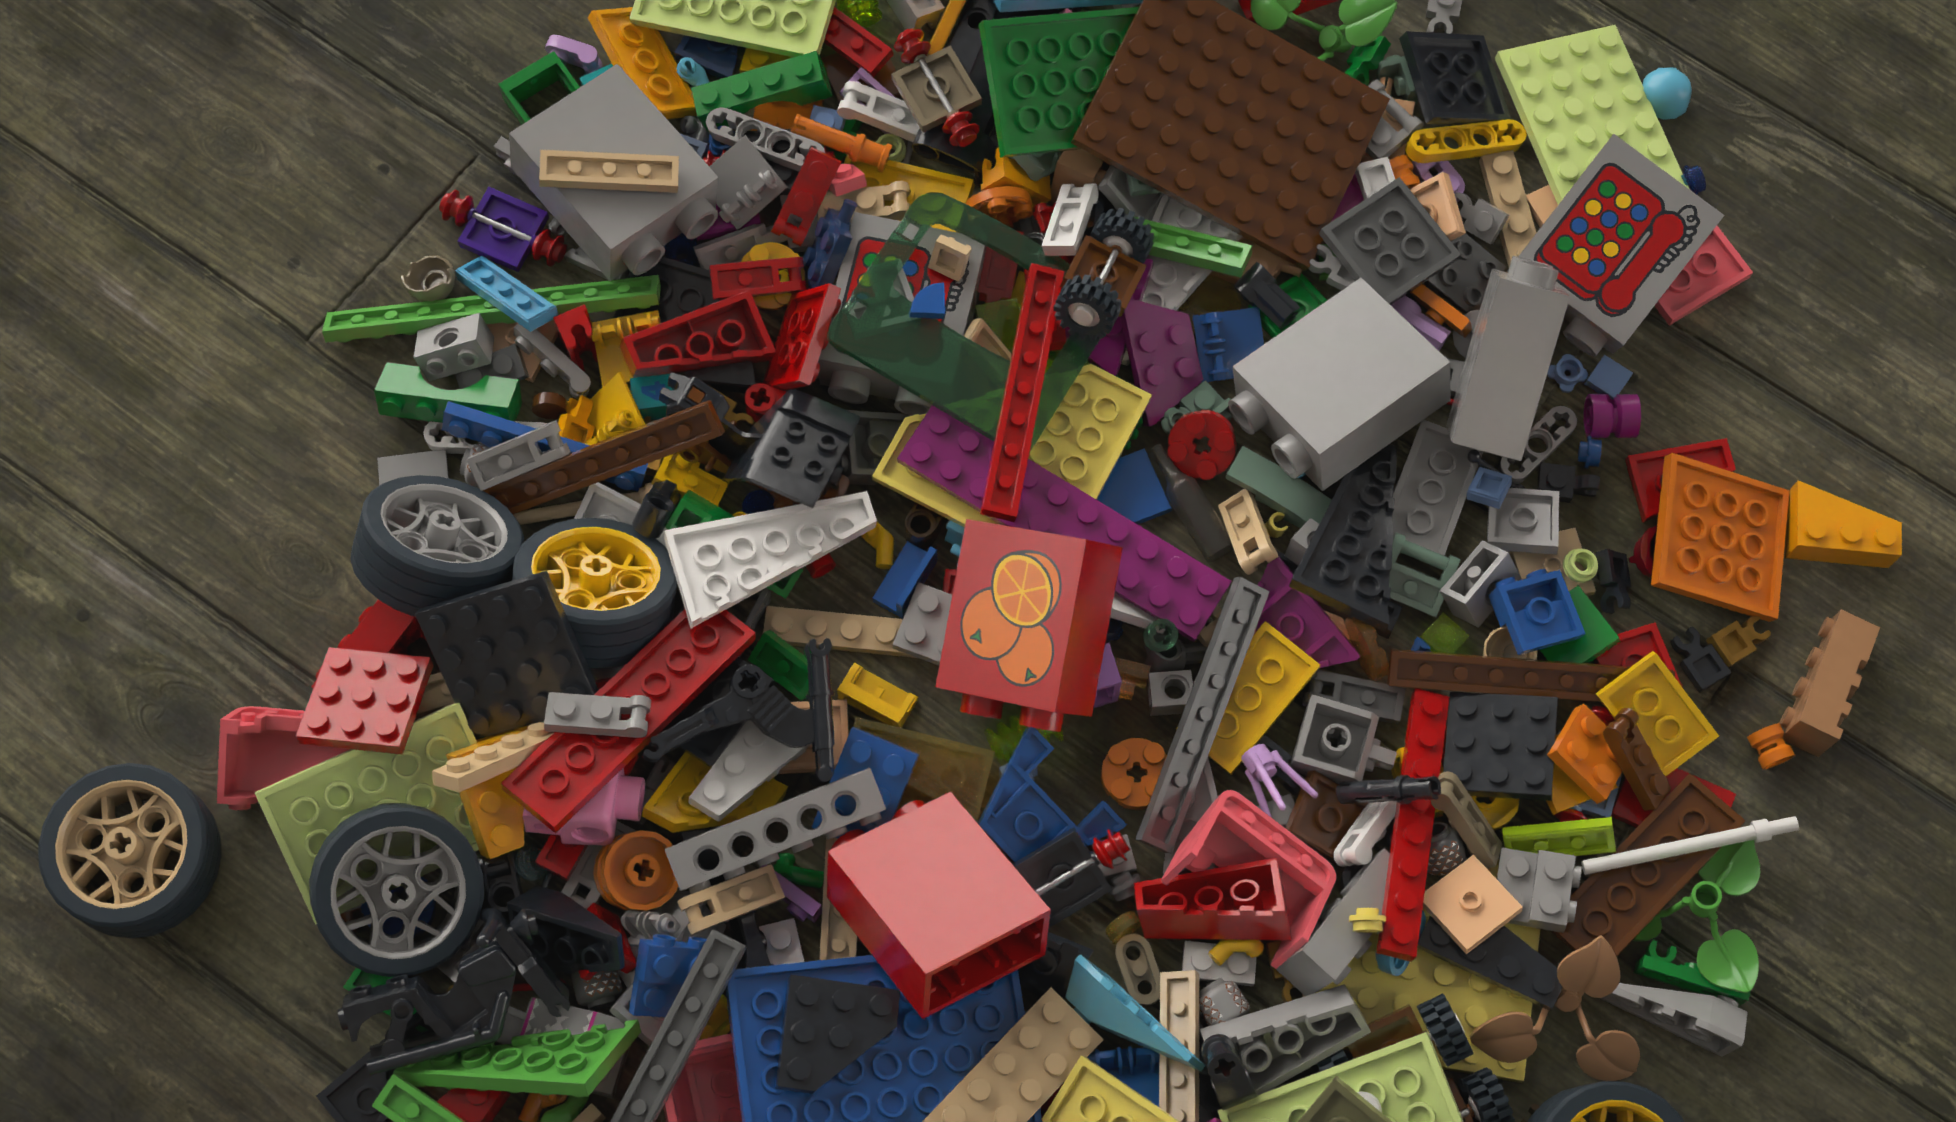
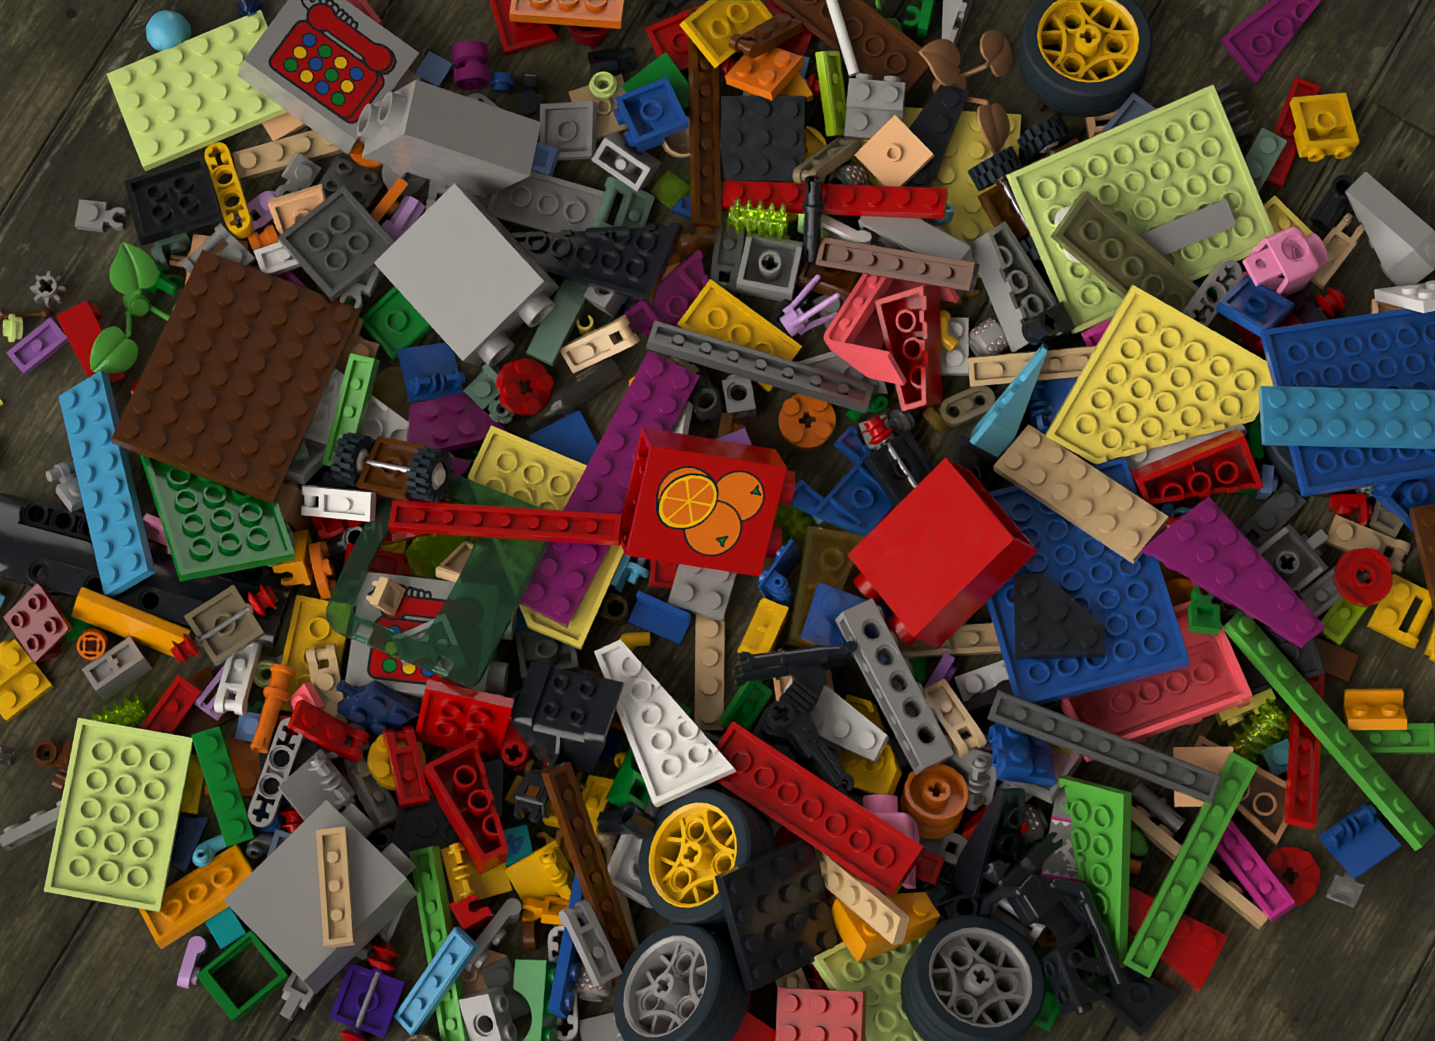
camera: 85 degrees left, 5 degrees up
(597, 714) = (822, 831): light grey plate -> none
(929, 302) = (433, 605): blue tile -> none
(933, 709) = (774, 580): none -> blue hinge
(1150, 631) = (698, 395): clear green bush -> none
(1152, 858) = (877, 403): none -> green arm
(1261, 290) = (393, 337): black piece -> none
(1317, 887) = (897, 264): none -> reddish brown plate
(1367, 920) = (922, 225): light yellow plate -> none
(1391, 725) = (758, 218): none -> clear neon green piece

